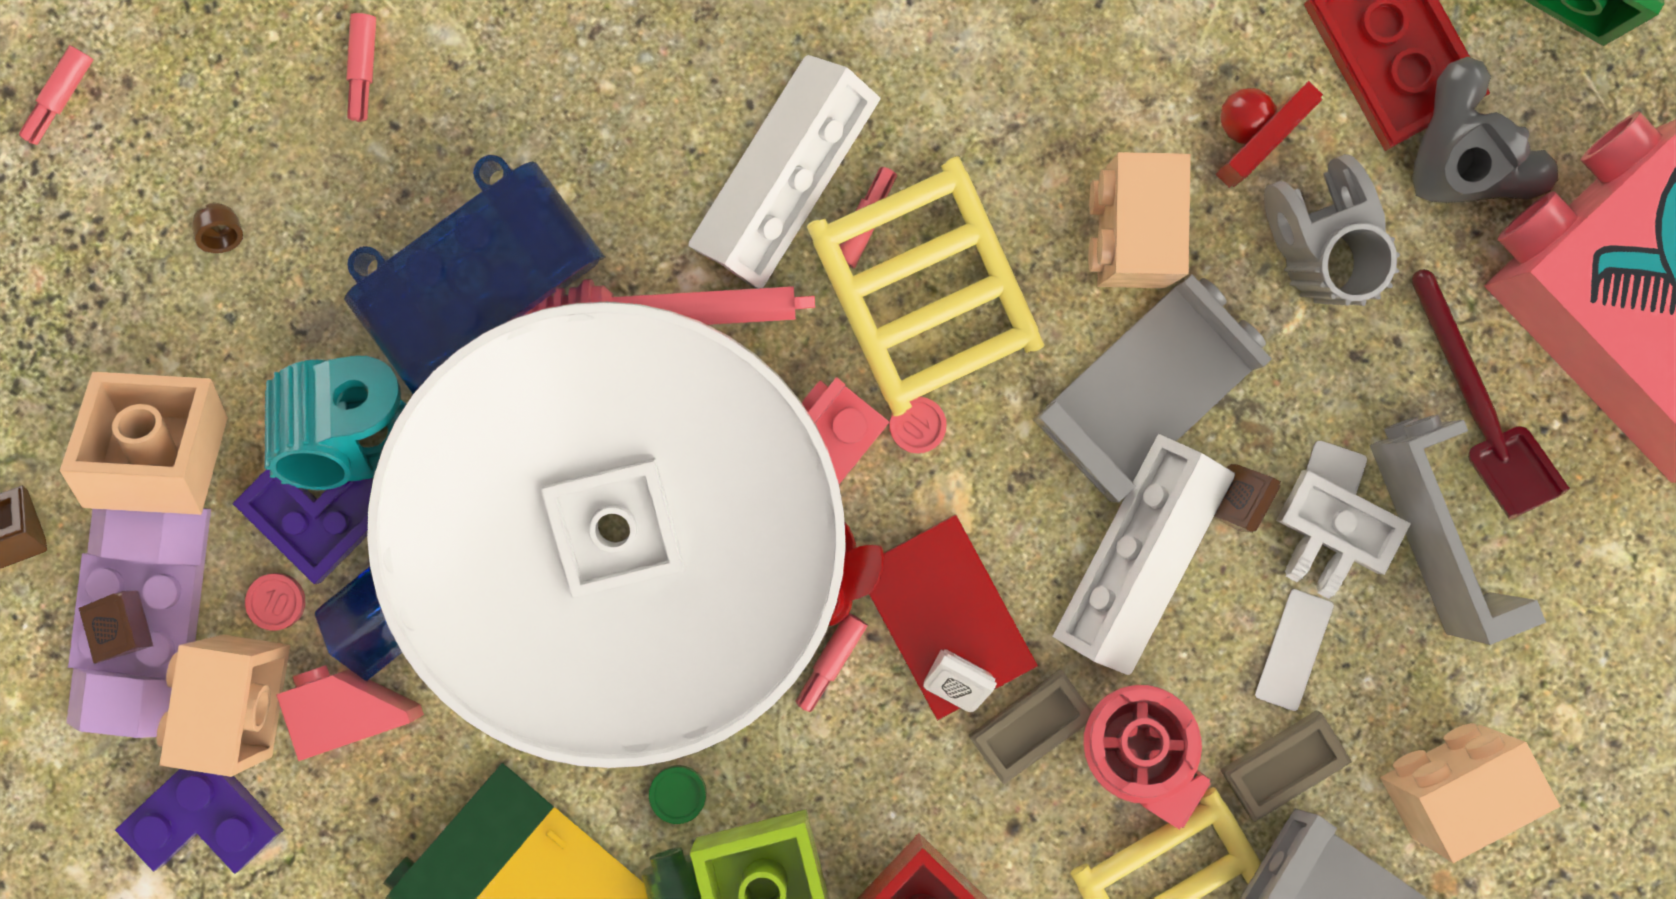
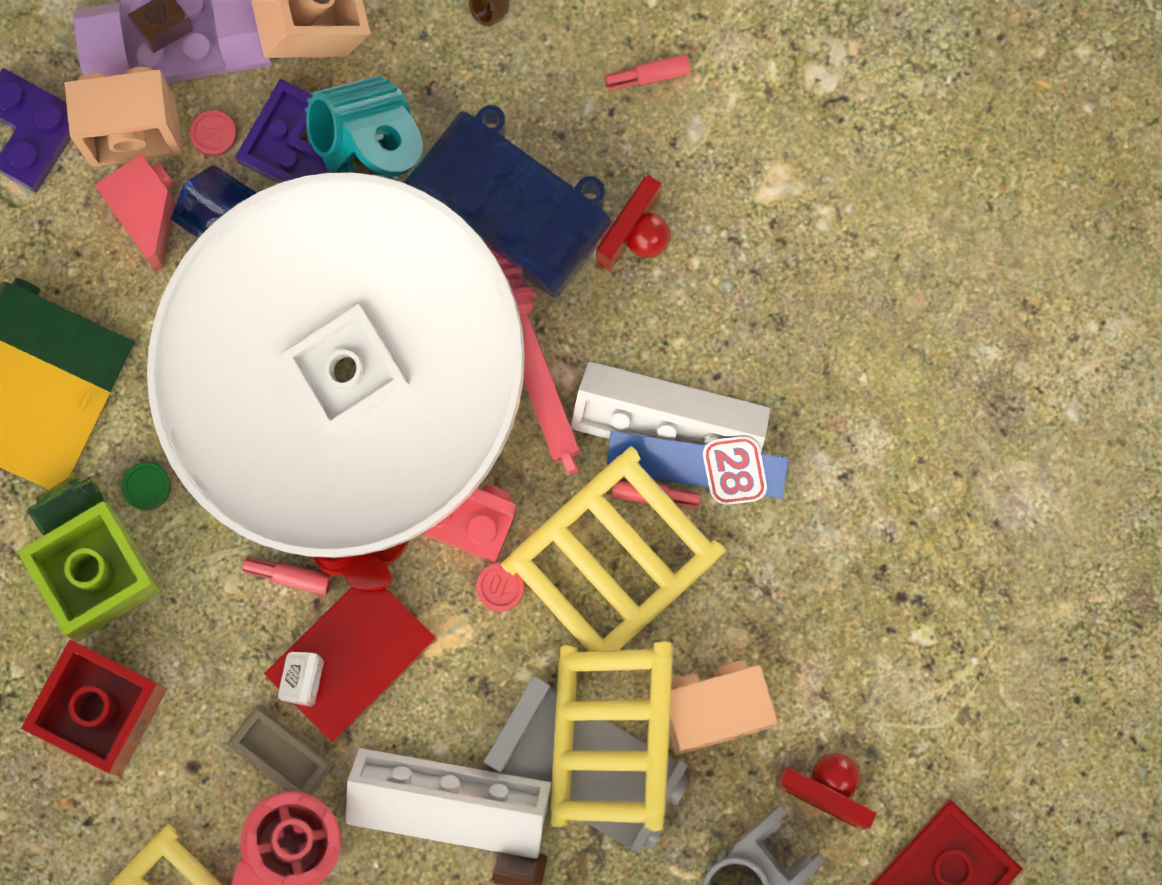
camera: 70 degrees right, 10 degrees down
(555, 132) = (636, 227): none -> red tile
(864, 122) = (727, 466): none -> sticker
(1133, 287) = (653, 761): none -> light yellow bar

